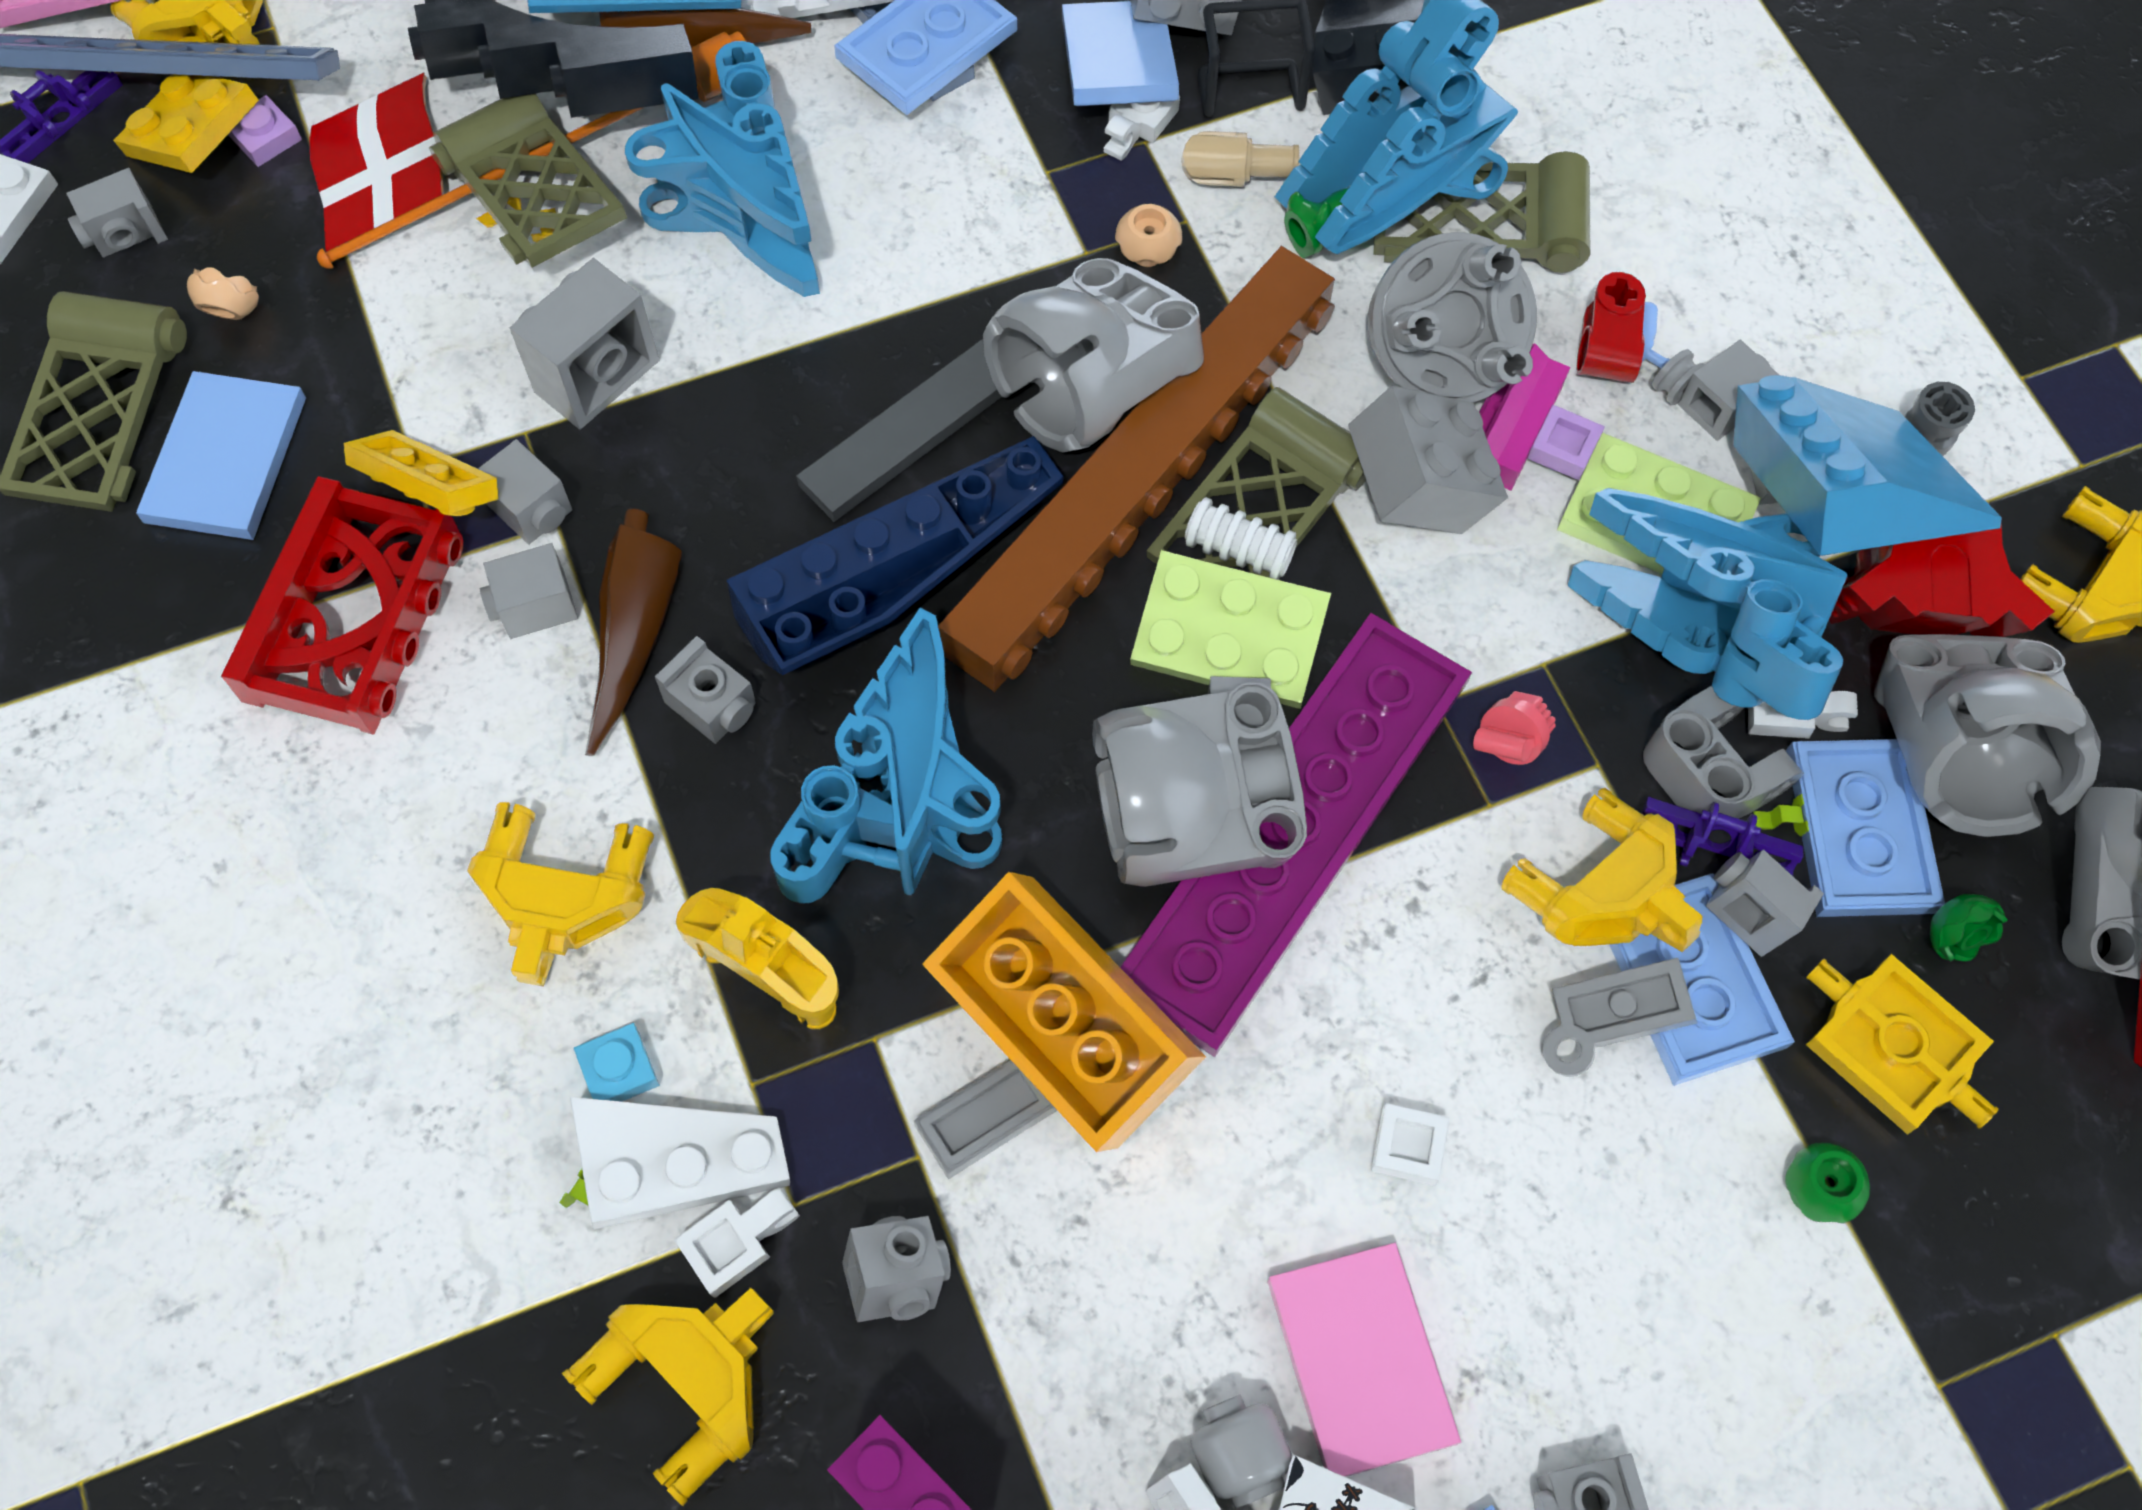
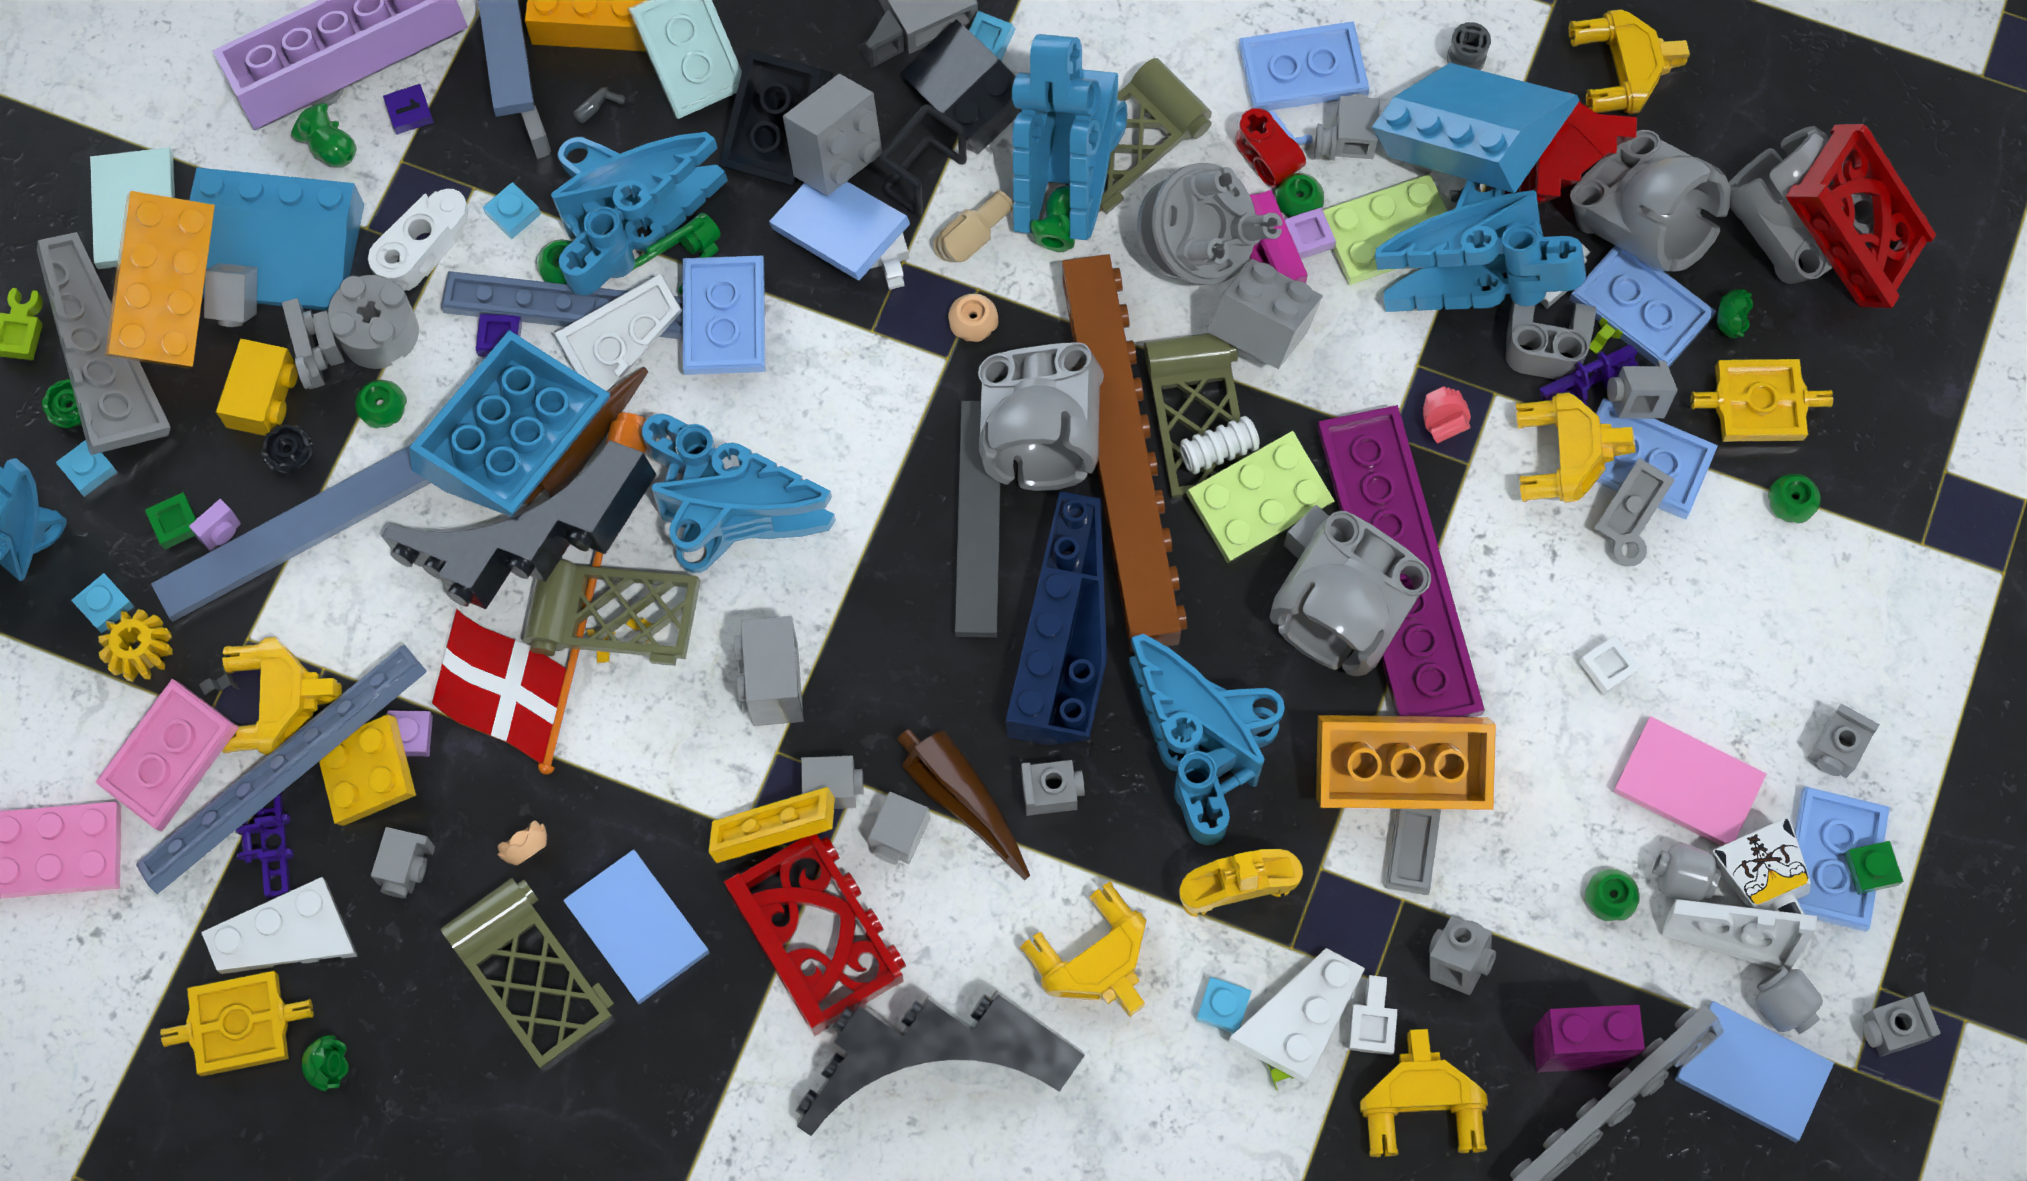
camera: 45 degrees left, 5 degrees up
(365, 854) = (875, 1048): none -> black arch
(1133, 1410) = (1609, 908): none -> green plate
(1603, 389) = (1297, 183): none -> green plate
(1737, 295) = (1303, 66): none -> light blue tile

